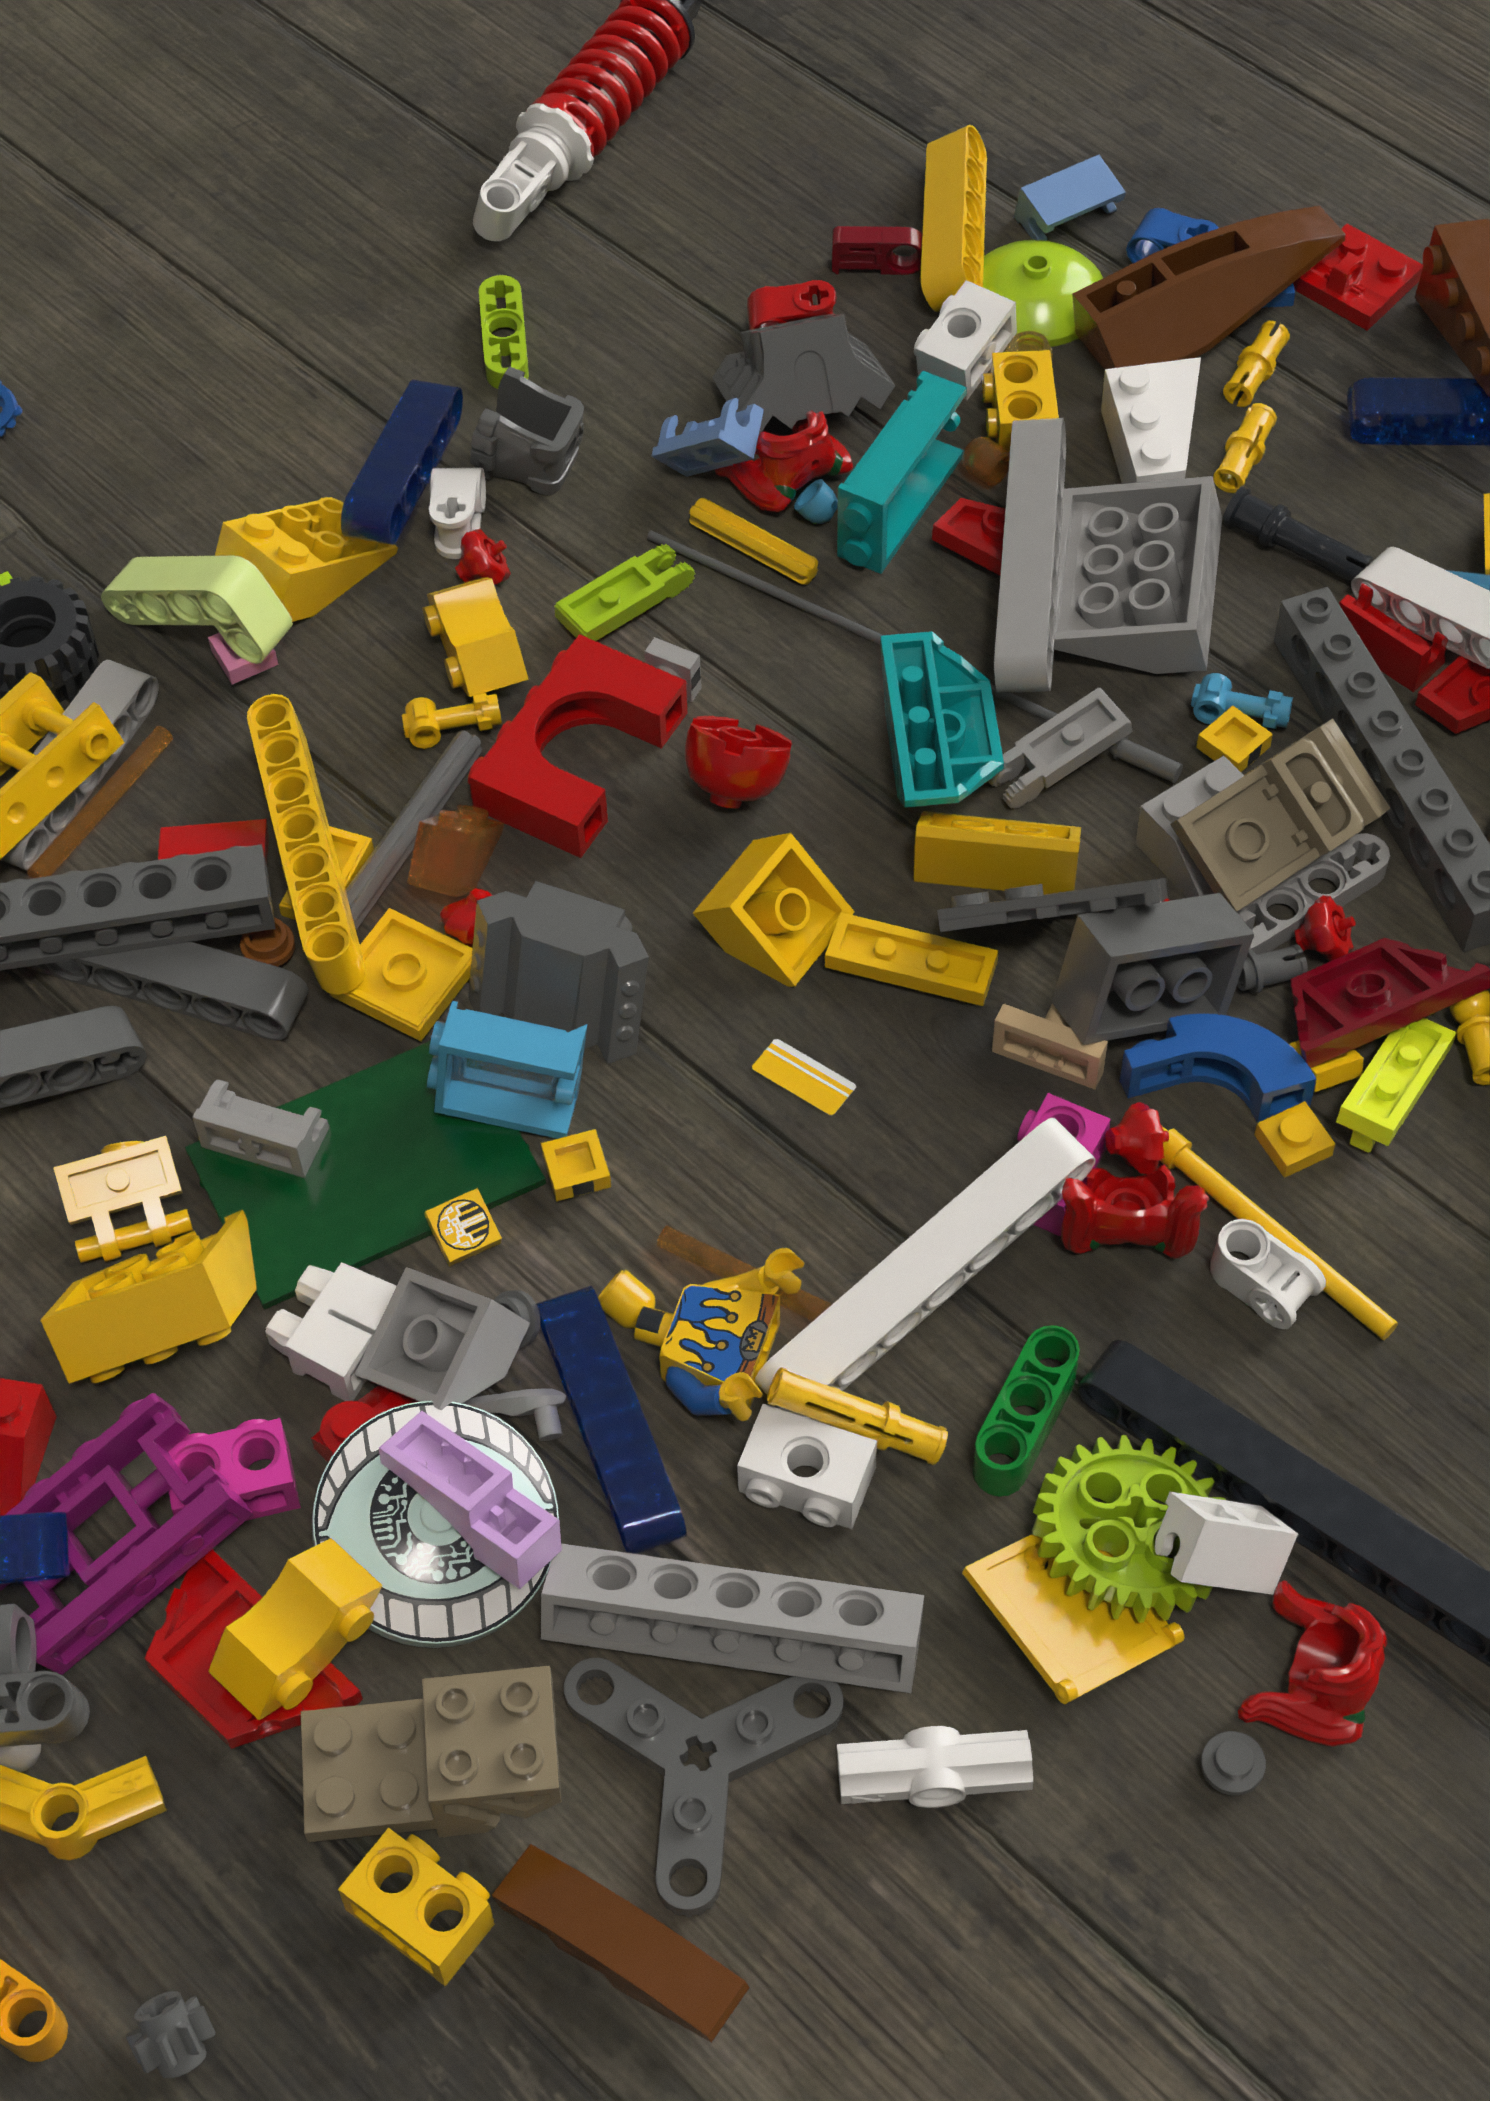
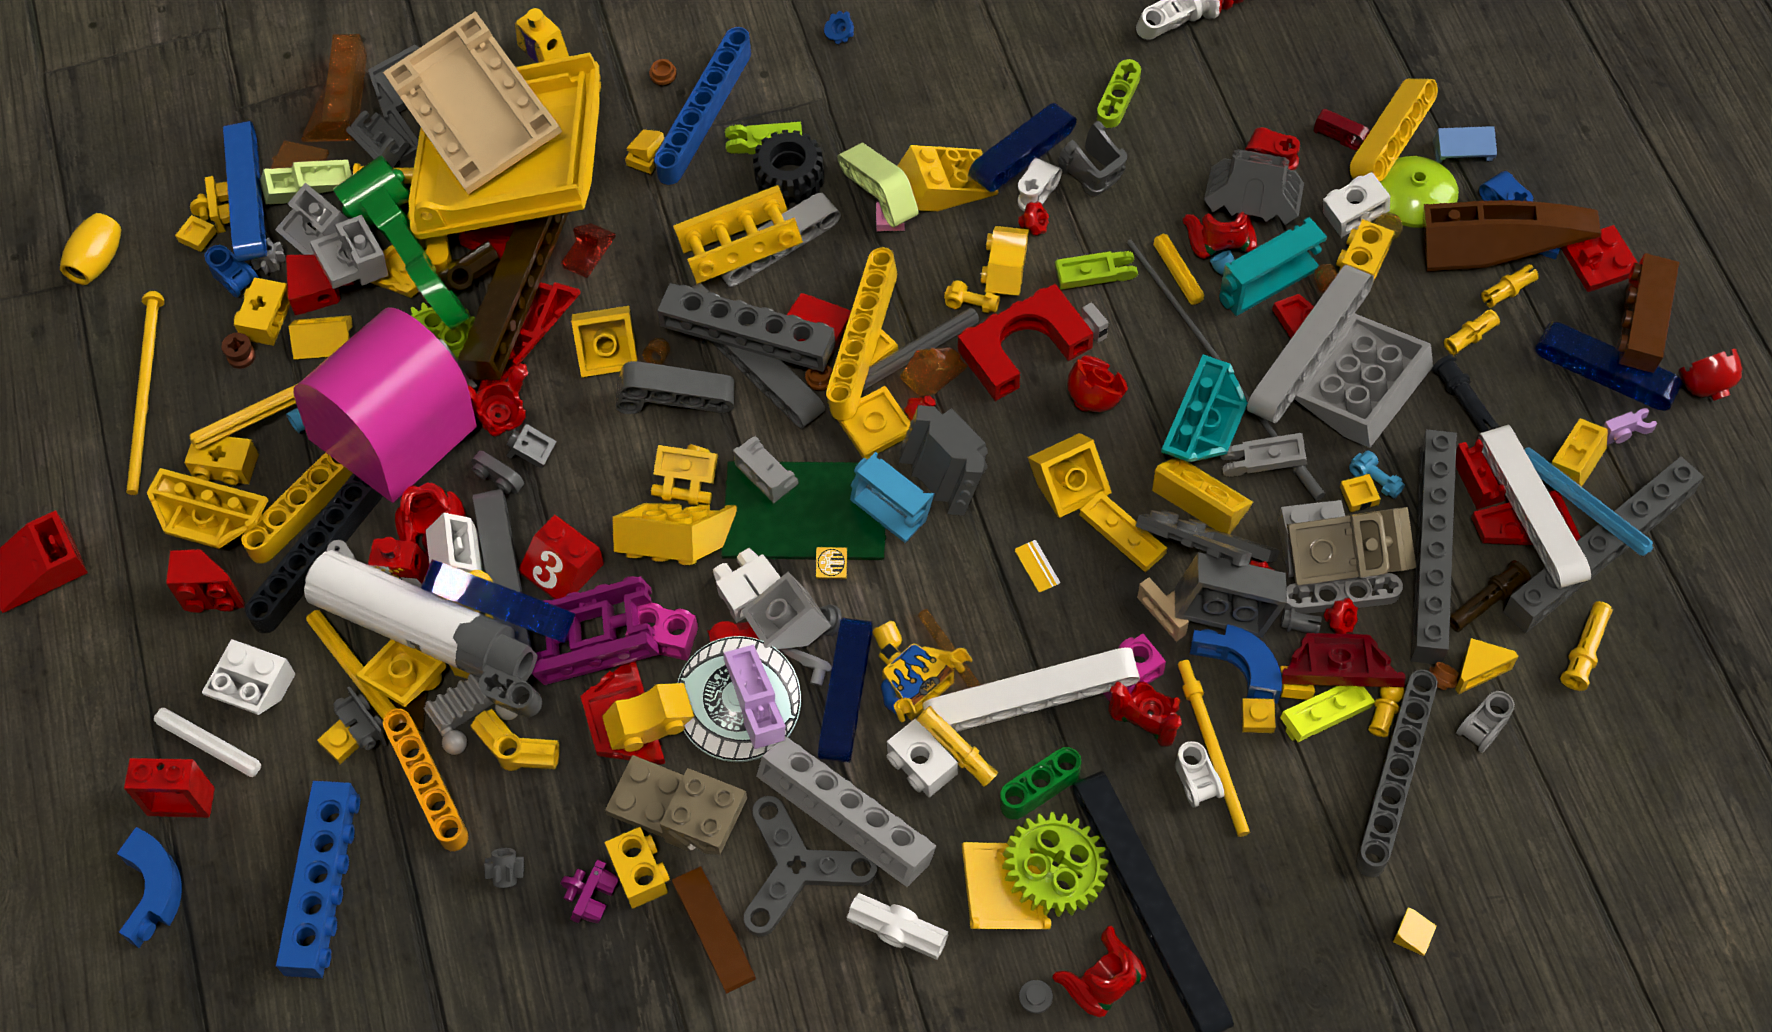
camera: 30 degrees right, 5 degrees up
(101, 803) = (781, 266): clear orange bar -> none
(361, 2024) = (586, 907): none -> magenta hips
(576, 1165) = (900, 558): yellow plate -> none
(712, 442) = (1185, 205): medium blue hinge -> none
(1138, 1138) = (1174, 677): red piece -> none
(1150, 418) = (1429, 296): white wedge -> none
(1224, 1543) = (1090, 893): white hinge -> none

